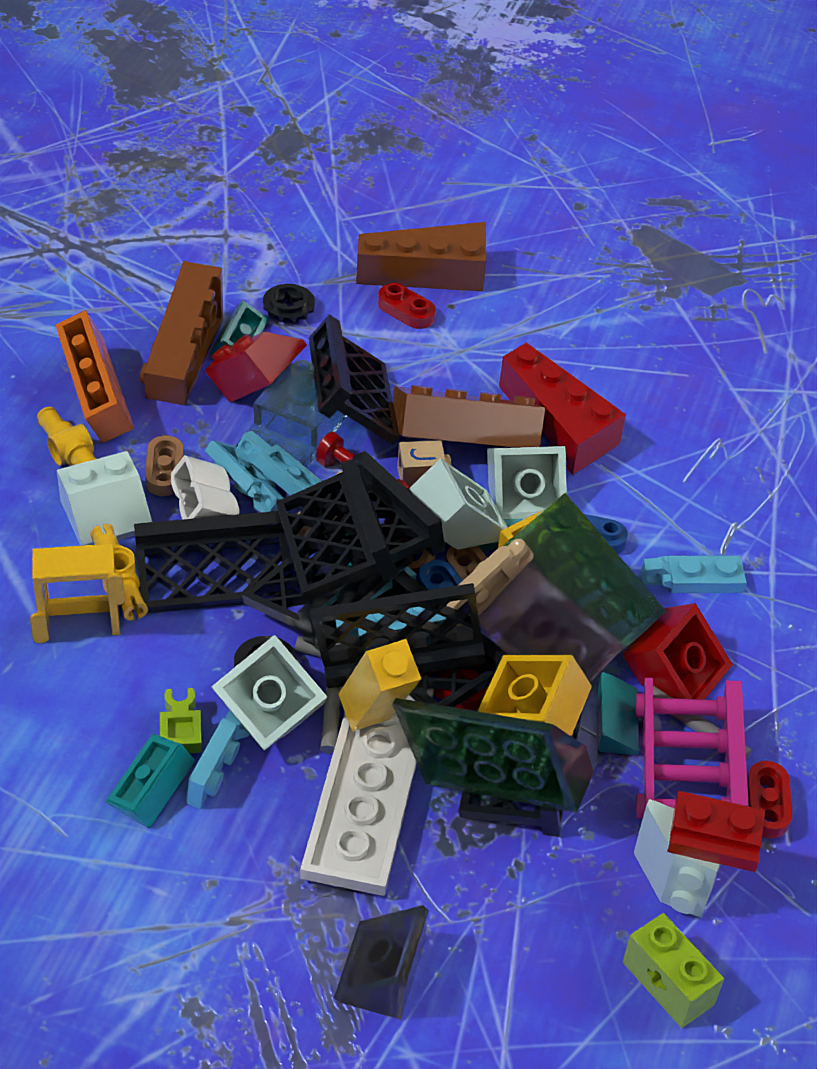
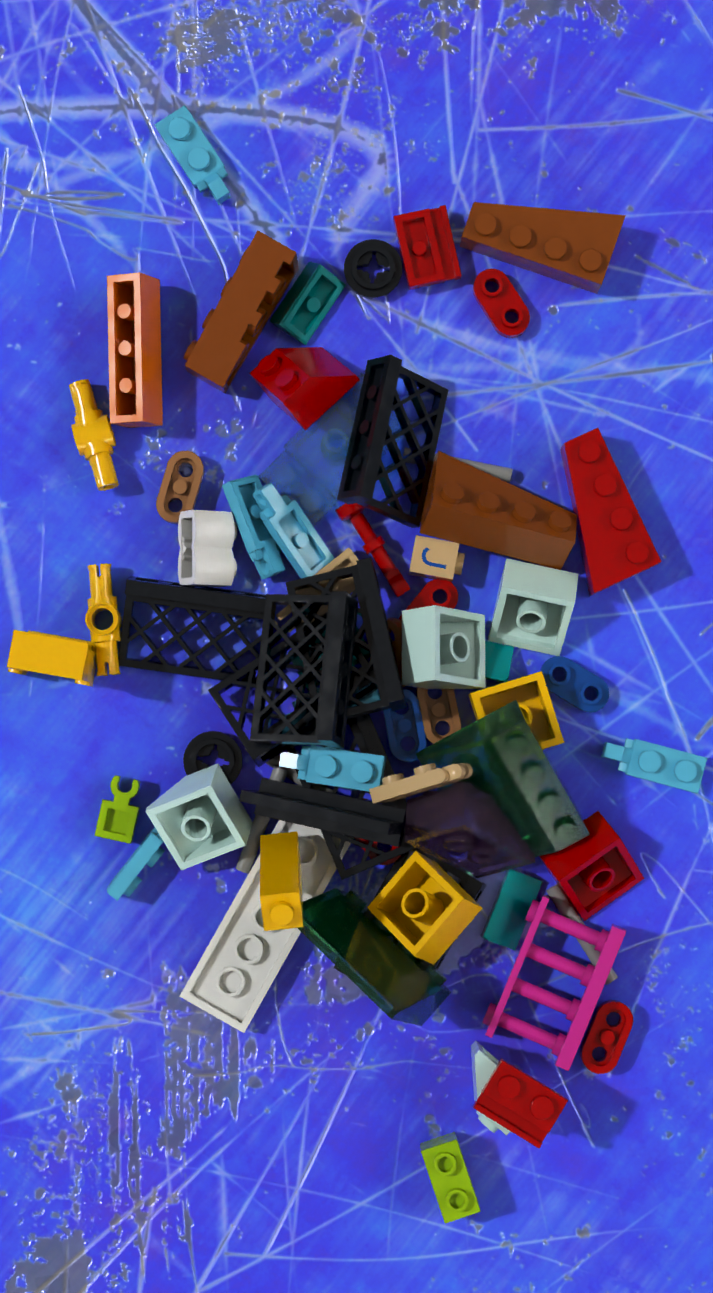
camera: 25 degrees right, 40 degrees up
(101, 494) = (110, 525): light aqua slope -> none
(109, 265) = (194, 153): none -> medium azure hinge
(151, 780) = (78, 867): teal slope -> none
(329, 281) = (427, 247): none -> red plate
(383, 962) = (221, 1097): clear smoke slope -> none

